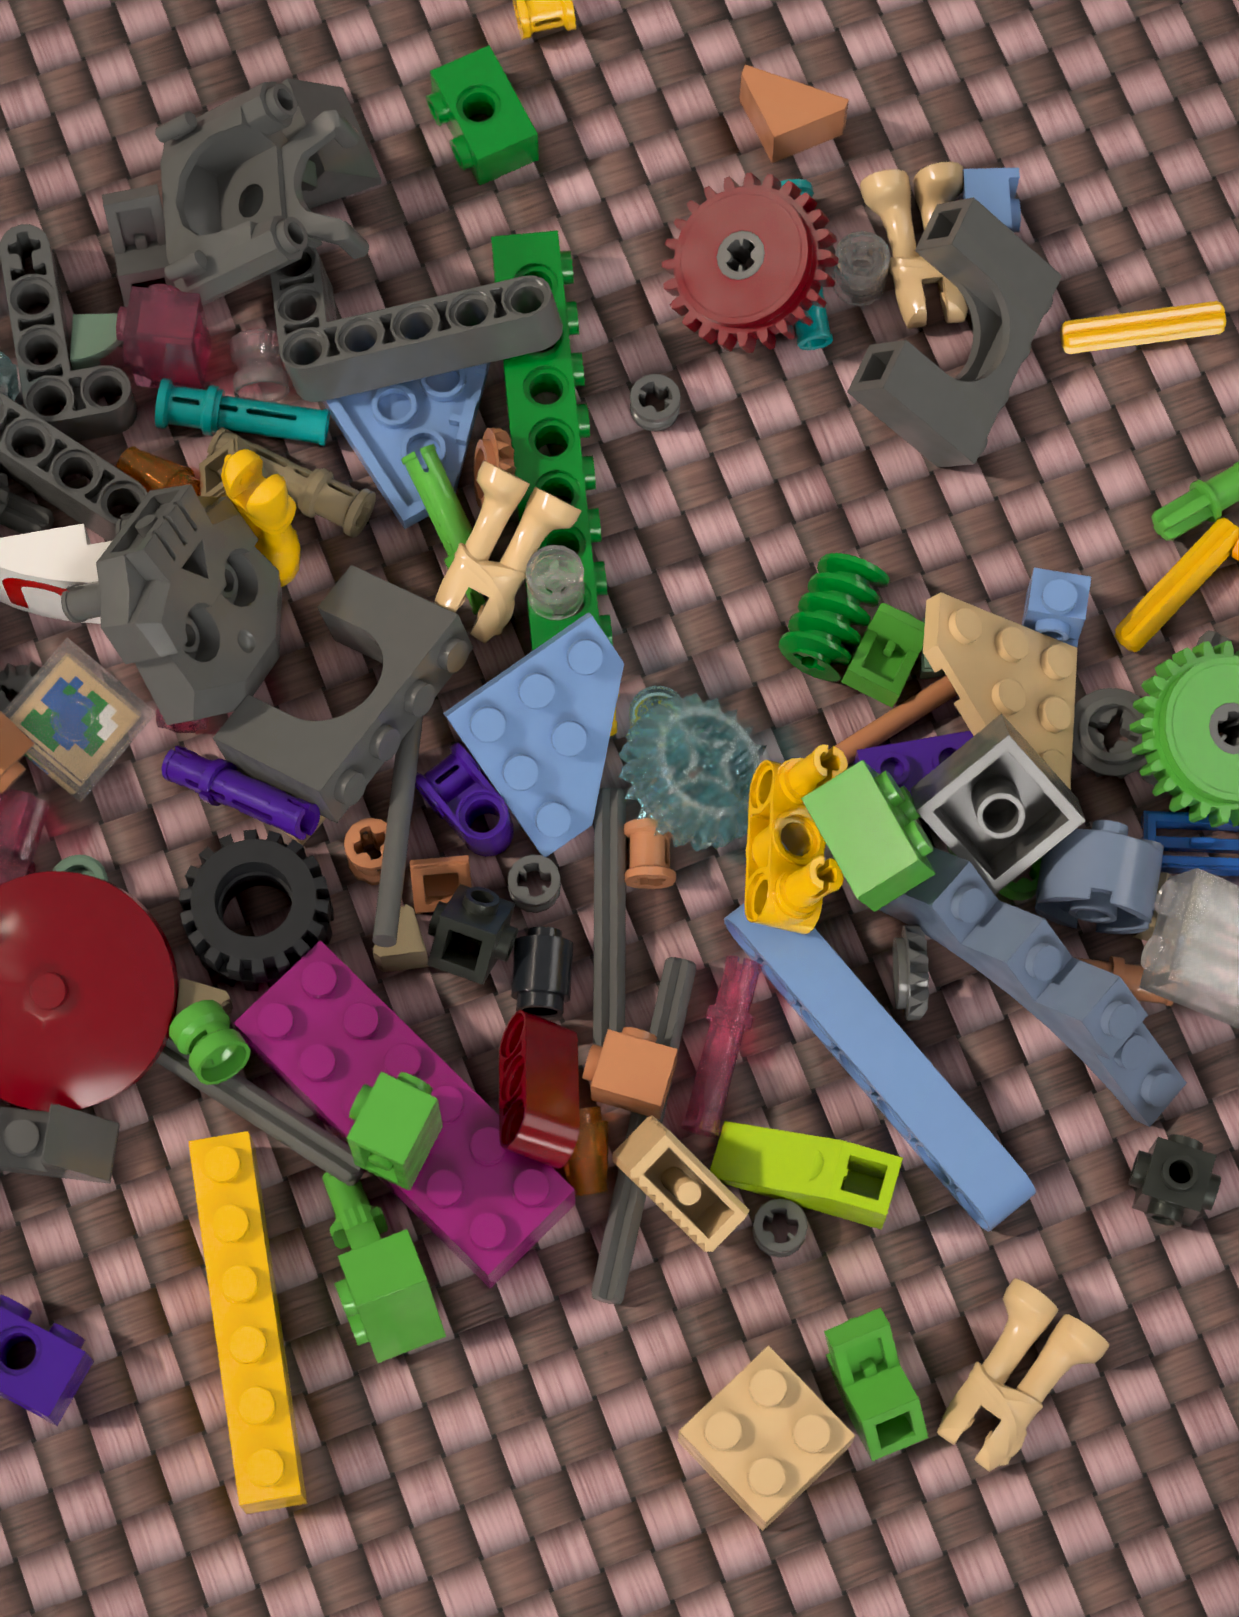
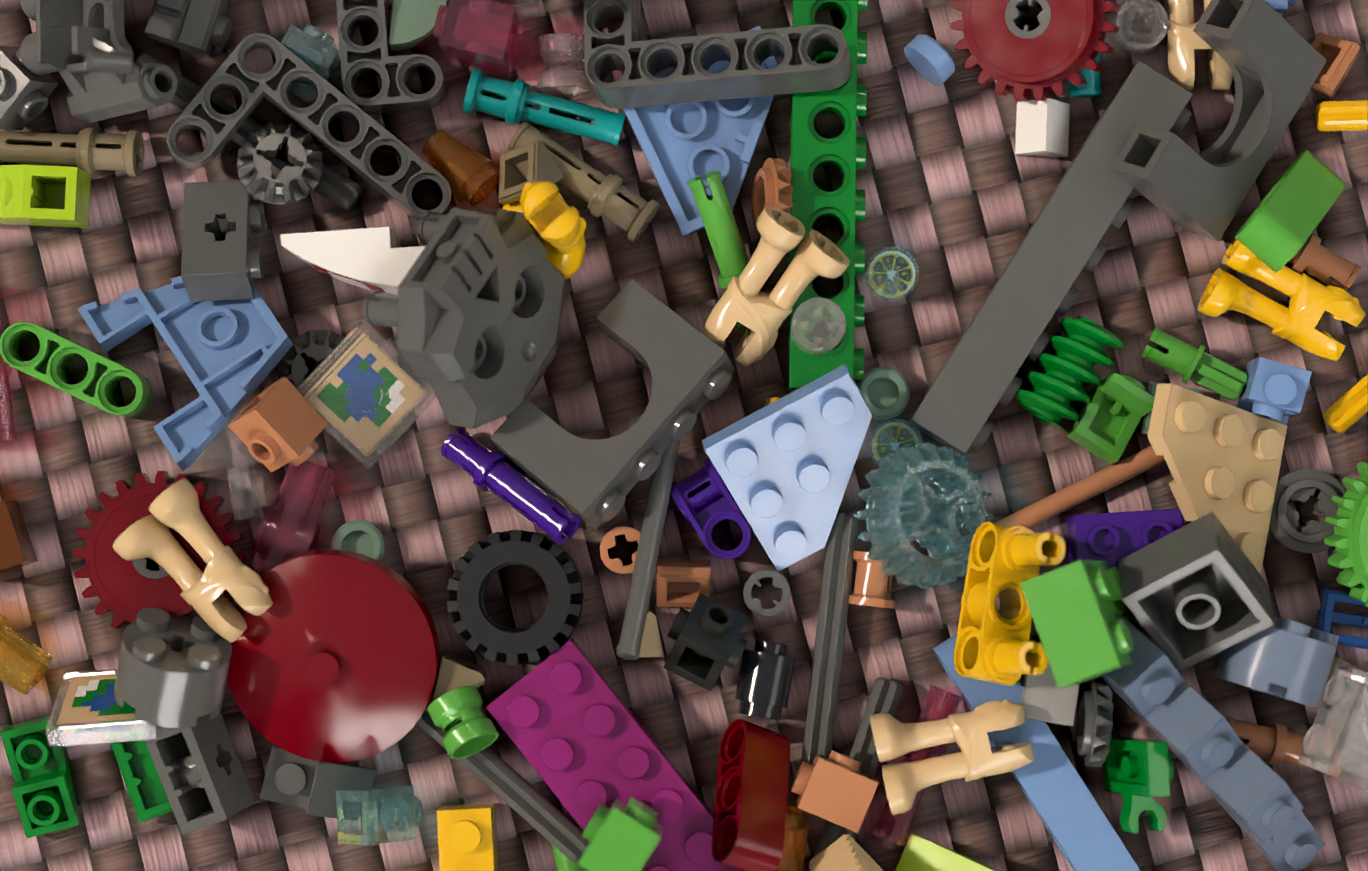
camera: 10 degrees right, 15 degrees up
(134, 1161) = (387, 814): none -> clear light blue brick
(632, 542) = (892, 273): none -> clear light blue tile
(643, 663) = (885, 392): none -> sand green tile
(646, 322) = (930, 59): none -> medium blue tile
(662, 388) = (921, 152): dark grey bush -> none
(768, 987) = (967, 729): none -> tan piece
(774, 379) = (1042, 128): none -> white slope
(790, 520) = (1045, 267): none -> dark grey brick
(856, 941) = (1046, 701): none -> light grey panel
(960, 1014) = (1139, 771): none -> green plate
(969, 590) = (1195, 365): none -> bright green axle
(1044, 420) = (1291, 211): none -> bright green beam
(1070, 472) = (1324, 264): none -> nougat pin
(1074, 286) = (1340, 58): none -> nougat slope
(1077, 511) = (1306, 304): none -> yellow piece

